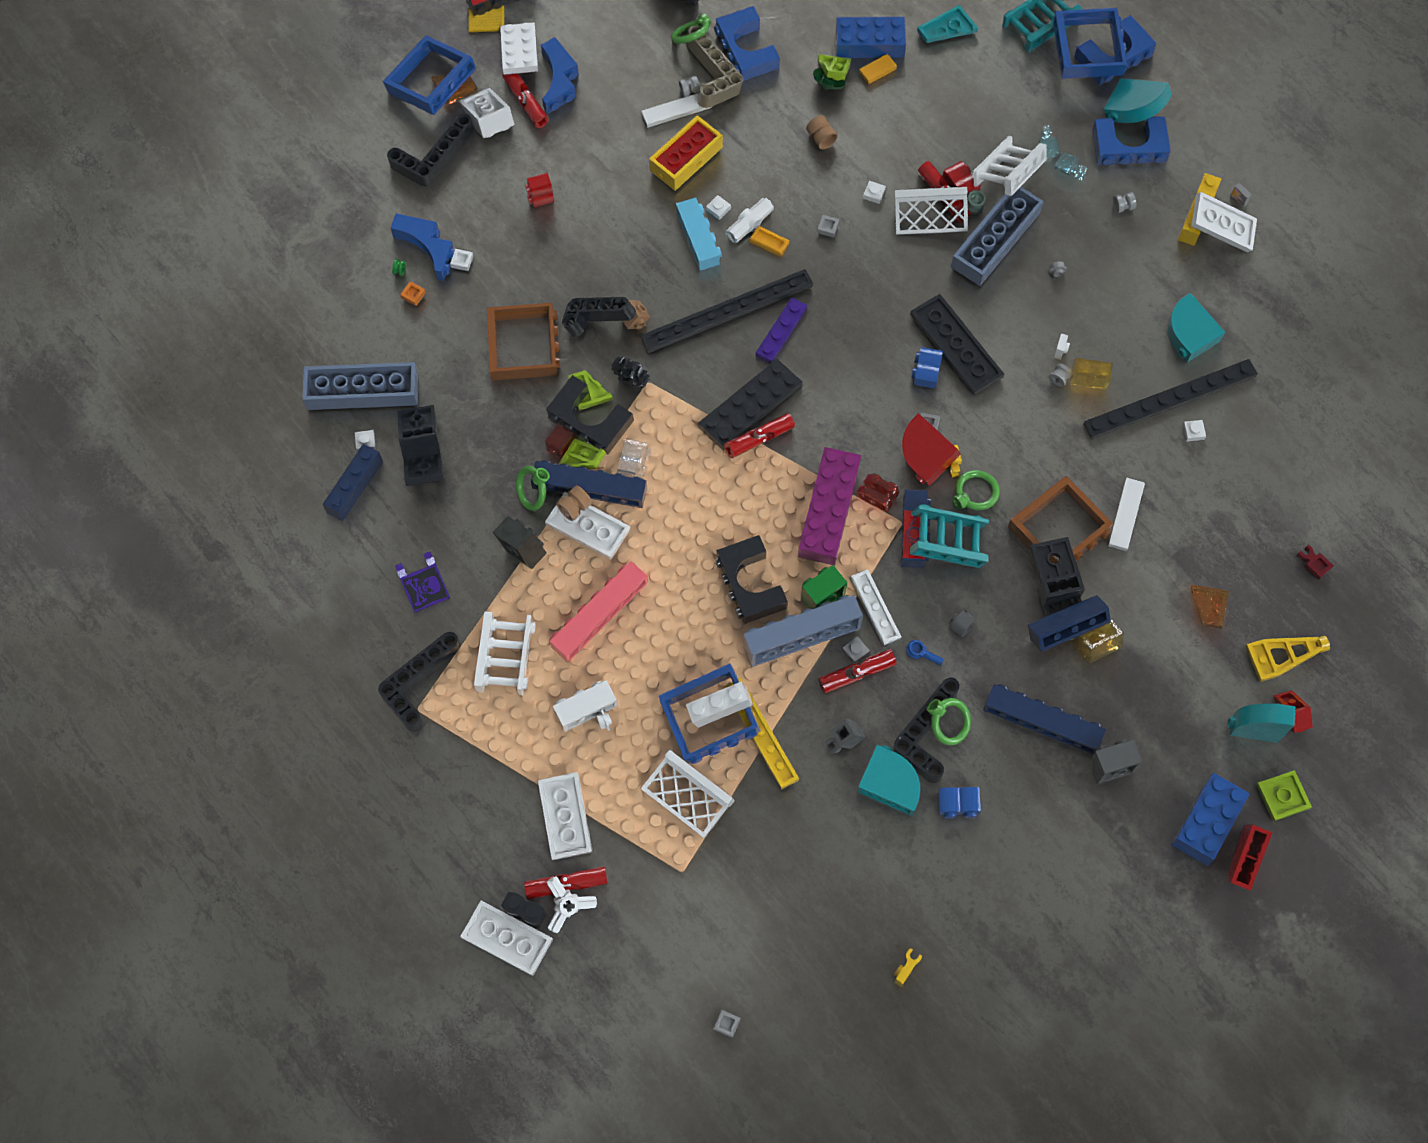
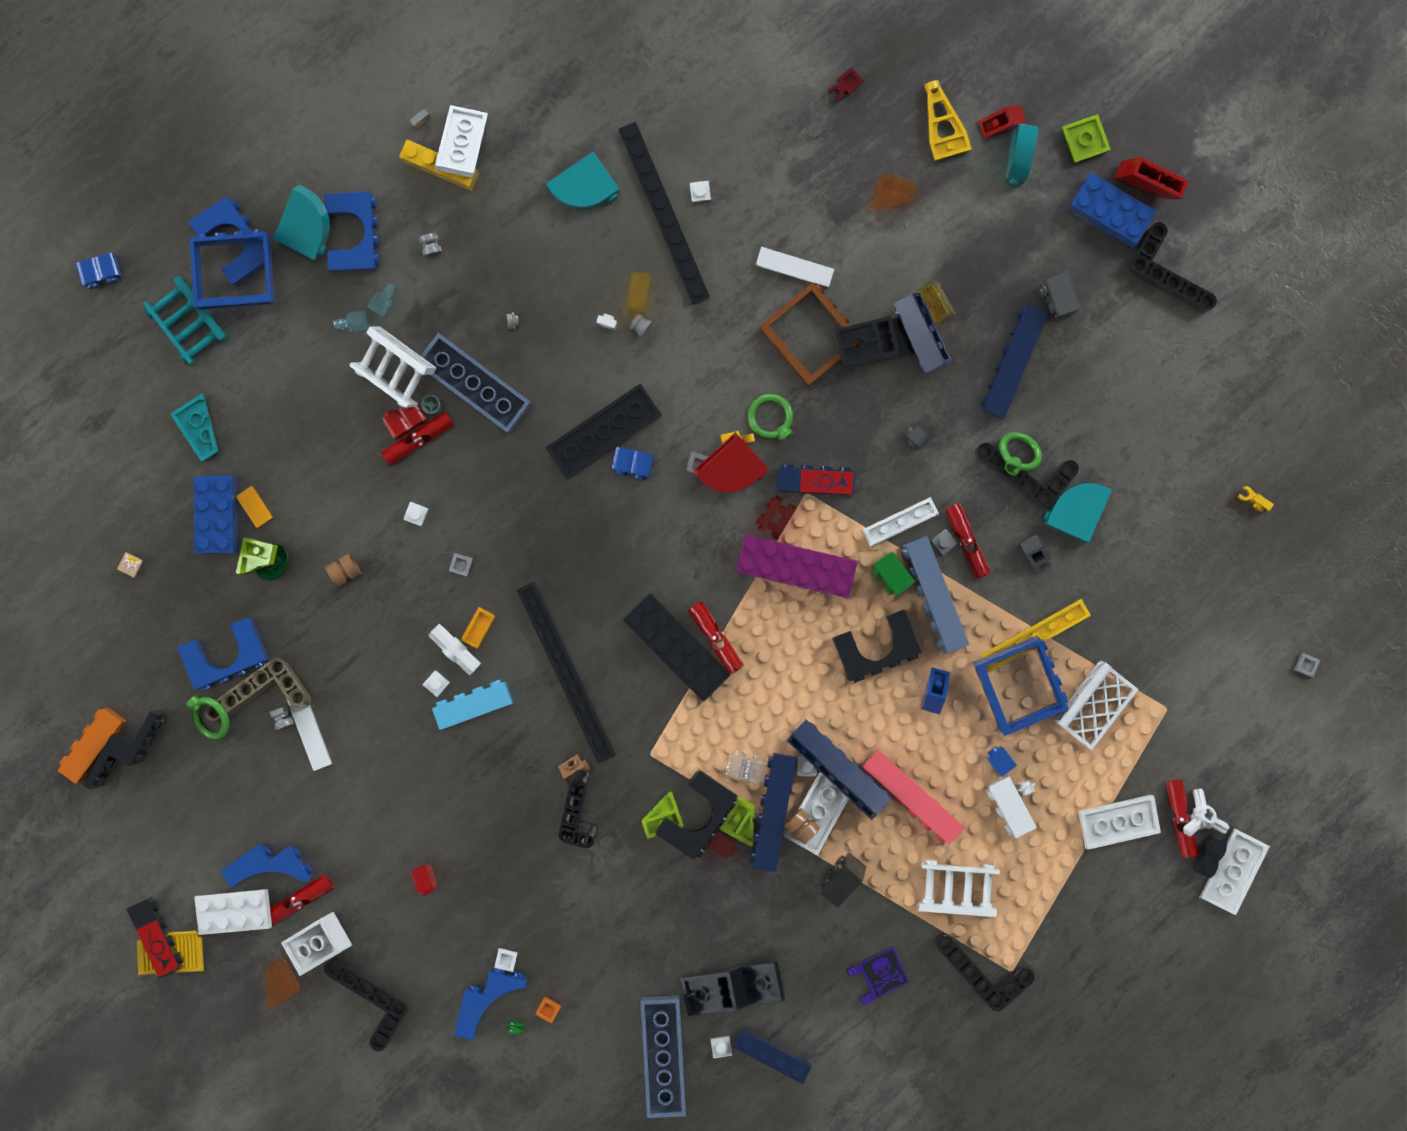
camera: 90 degrees left, 20 degrees up
(447, 86) = (285, 986): blue window -> none
(522, 312) = (609, 919): dark orange window -> none
(540, 477) = (777, 857): bright green piece -> none
(628, 539) = (839, 769): none -> dark blue brick
(630, 372) = (647, 773): black gear -> none
(632, 696) = (1000, 760): none -> blue brick
(633, 516) = (805, 768): none -> white plate
(686, 153) = (372, 720): brick -> none
(705, 634) = (935, 691): none -> blue slope
(719, 704) = (1021, 676): white brick -> none
(781, 330) = (587, 615): dark purple plate -> none
(916, 650) = (943, 482): blue plate -> none
(935, 195) = (430, 450): white fence -> none
(940, 550) = (846, 439): teal fence -> none
(959, 802) = (1097, 446): blue brick -> none
(1143, 875) = (1165, 274): none -> black beam

